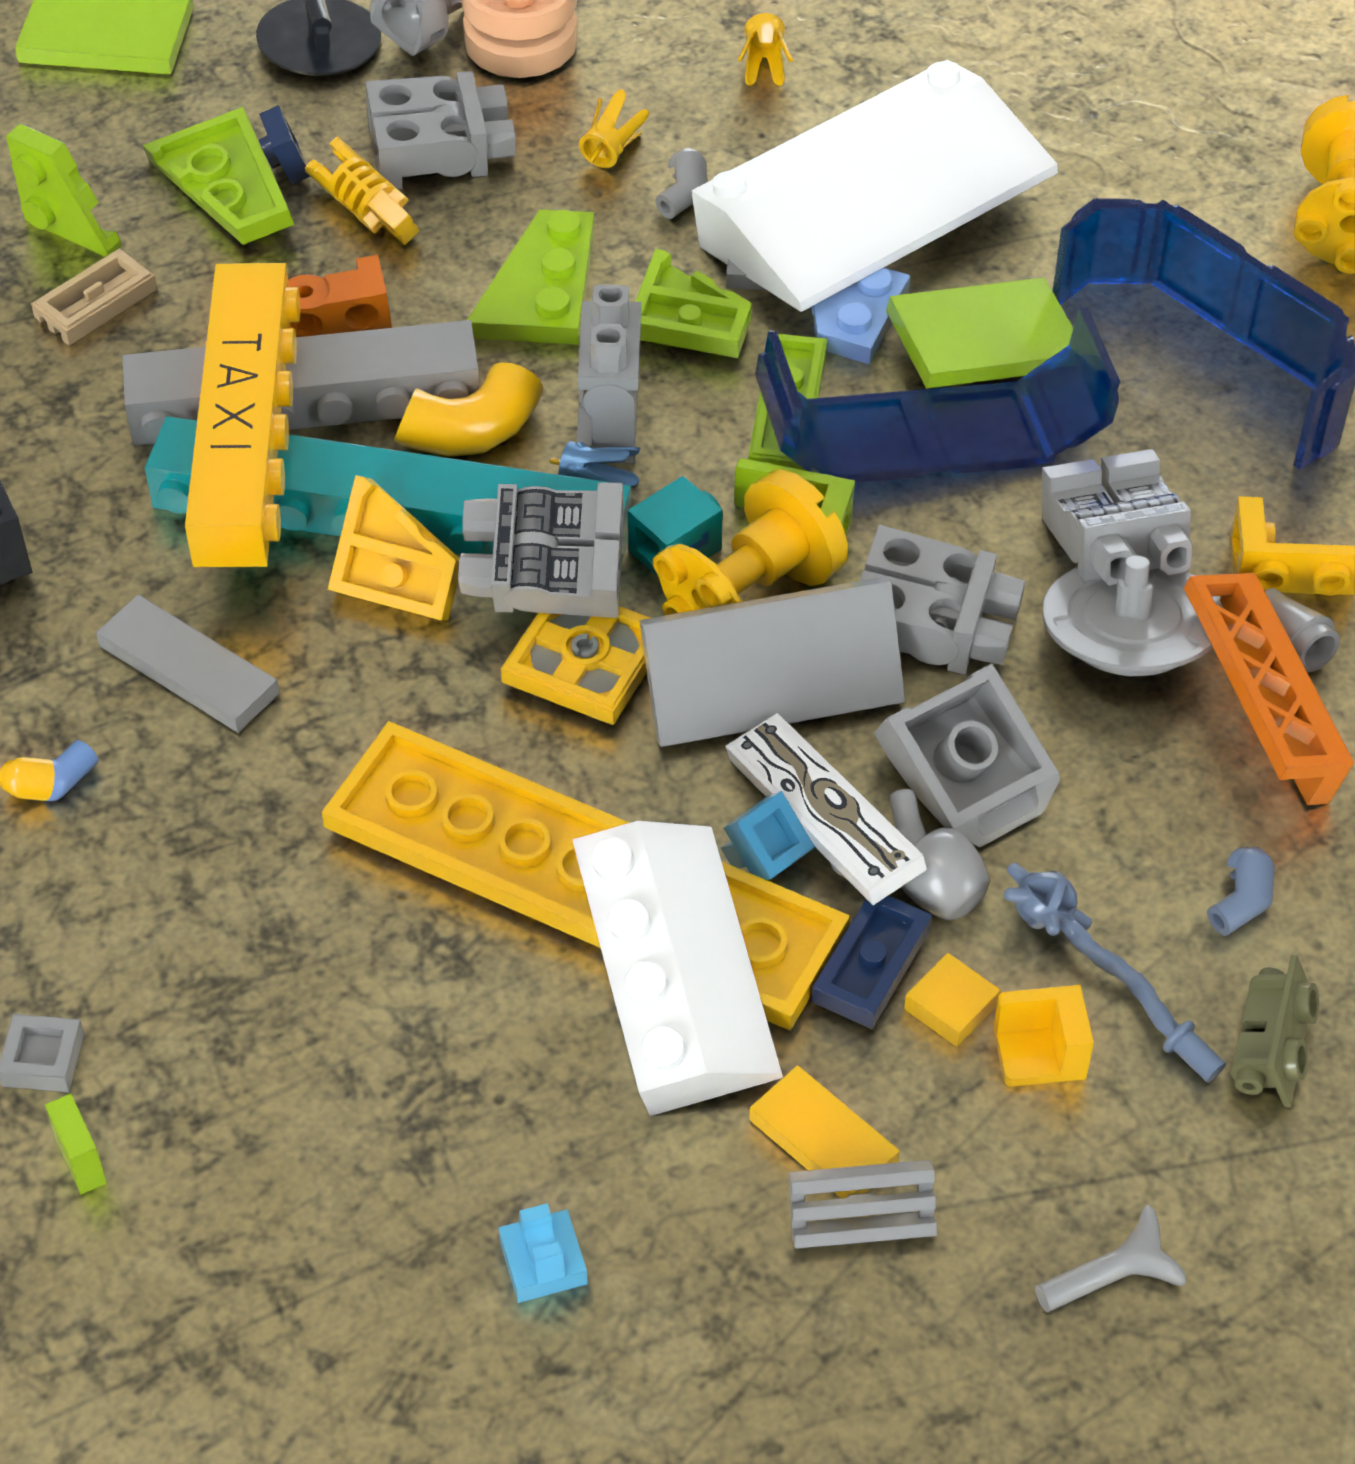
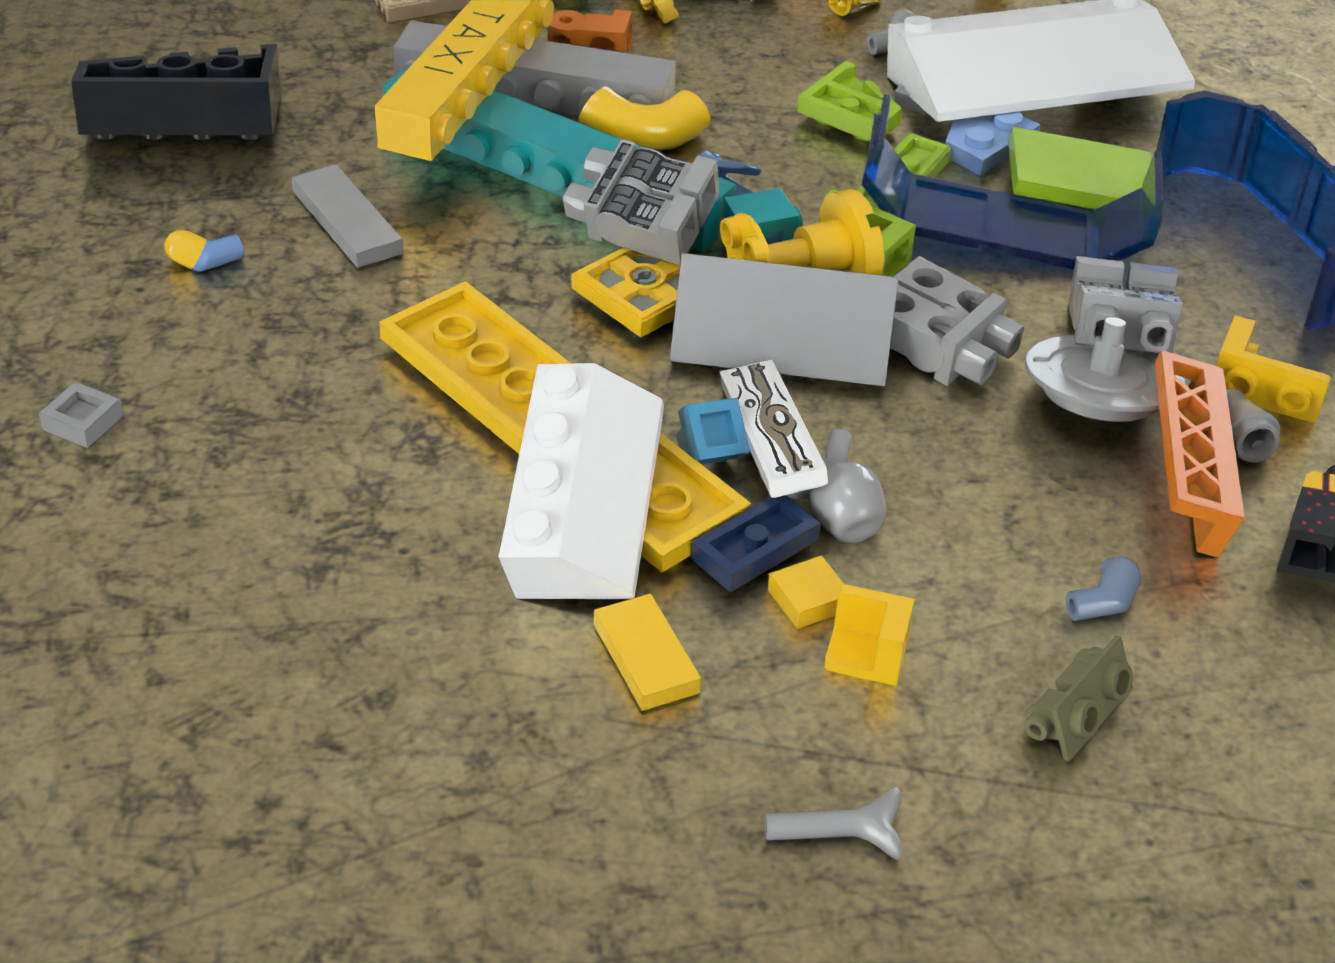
camera: 20 degrees right, 10 degrees down
(75, 1143) = (61, 471): lime tile -> none
(392, 556) = (529, 183): yellow wing -> none
(540, 283) = (751, 66): lime wing -> none
(542, 1253) = (368, 657): medium azure tile -> none
(609, 369) = (761, 109): light grey hips -> none
(863, 1228) = (593, 692): light grey tile -> none
(972, 758) = (914, 427): light grey slope -> none
(1051, 903) = (928, 547): sand blue piece -> none

